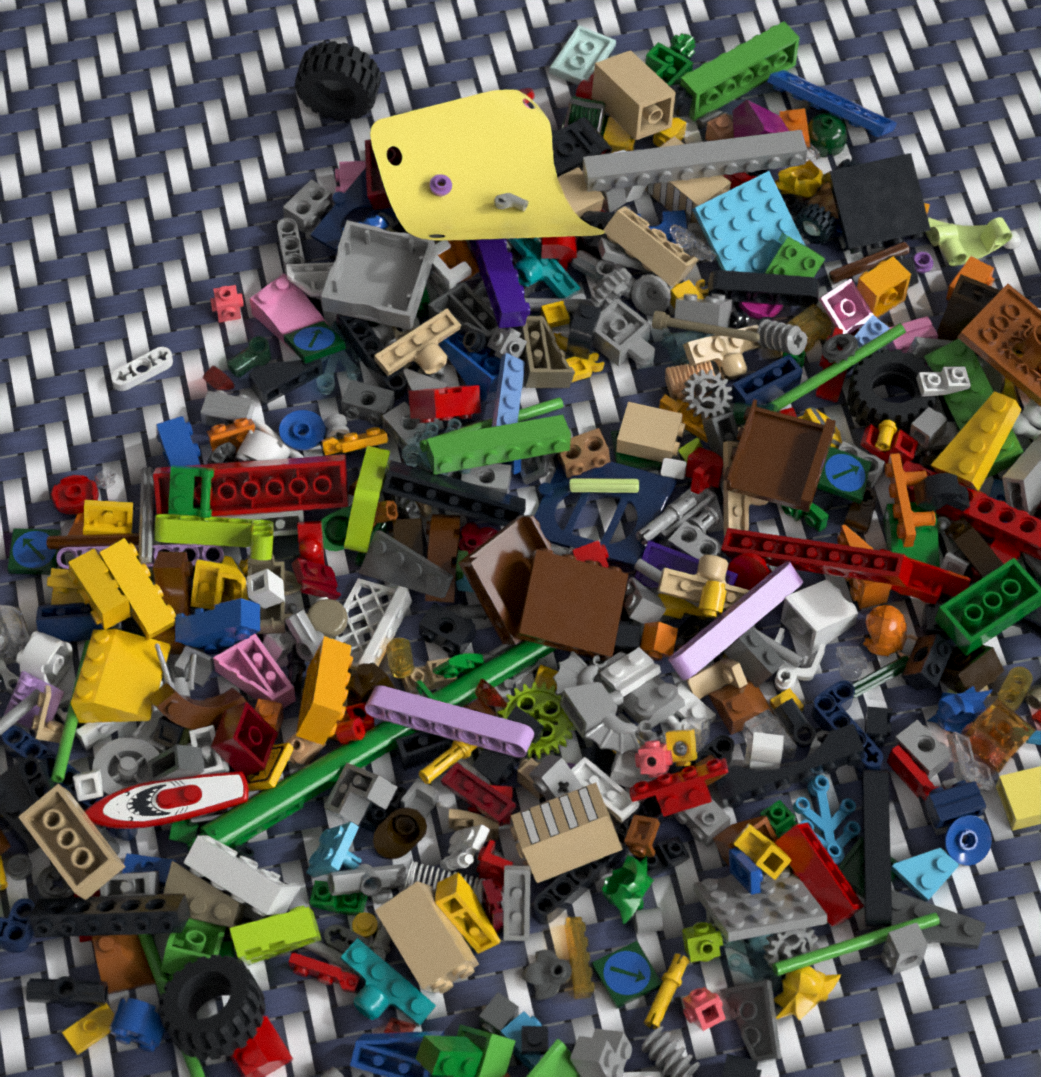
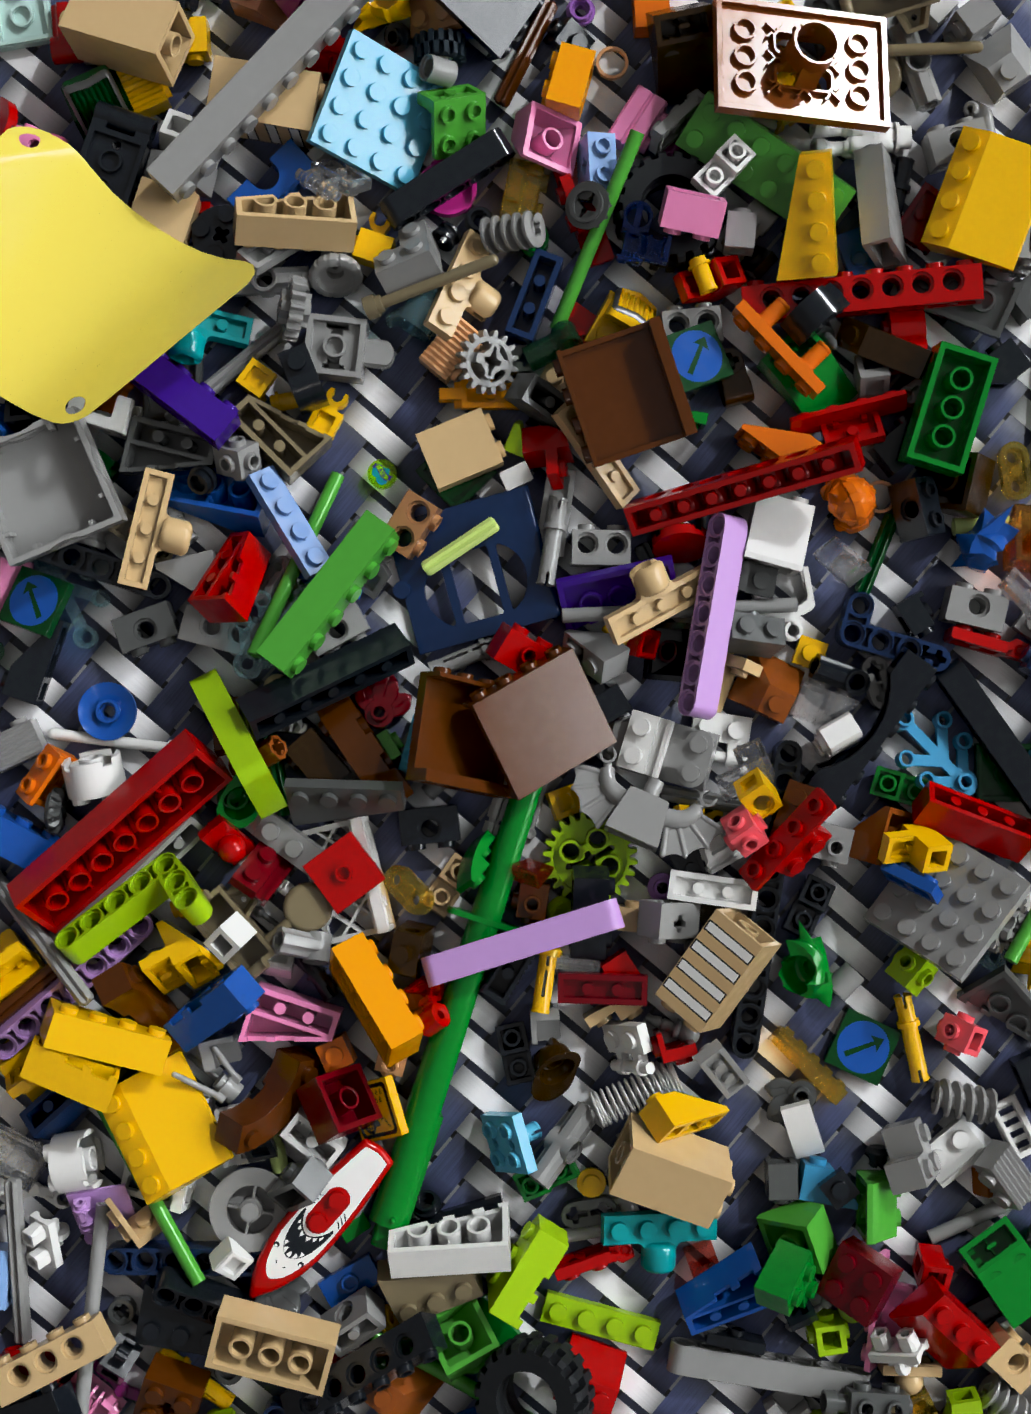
camera: 40 degrees left, 30 degrees up
(182, 491) = (60, 899): green plate -> none
(295, 1023) = (600, 1320): none -> lime plate
(336, 426) = (139, 681): light grey wheel -> none
(350, 584) = (287, 841): none -> light grey plate
(352, 441) = (171, 683): light orange hinge -> none
(355, 792) = (489, 1070): light grey brick -> none
(369, 610) = (344, 872): none -> red plate
(440, 190) = (25, 332): medium lavender plate -> none
(492, 904) = (697, 1082): dark red plate -> none
(510, 200) = (108, 287): light grey arm -> none
(539, 991) = (802, 1129): none -> white slope
(588, 420) = (382, 474): none -> clear neon green tile
(642, 835) = (786, 913): dark orange bracket -> none
(658, 640) = (644, 684): orange brick -> none
(678, 617) = (645, 644): none -> red slope
(705, 519) = (586, 508): light grey bush -> none
(712, 599) = (676, 614): yellow brick -> none
(780, 626) = (757, 580): none -> dark grey brick
(804, 230) = (438, 70): none -> light grey beam
(859, 390) = (642, 245): none -> clear blue piece
(902, 386) = (692, 213): none -> bright pink brick
(921, 311) = (614, 49): none -> light nougat piece

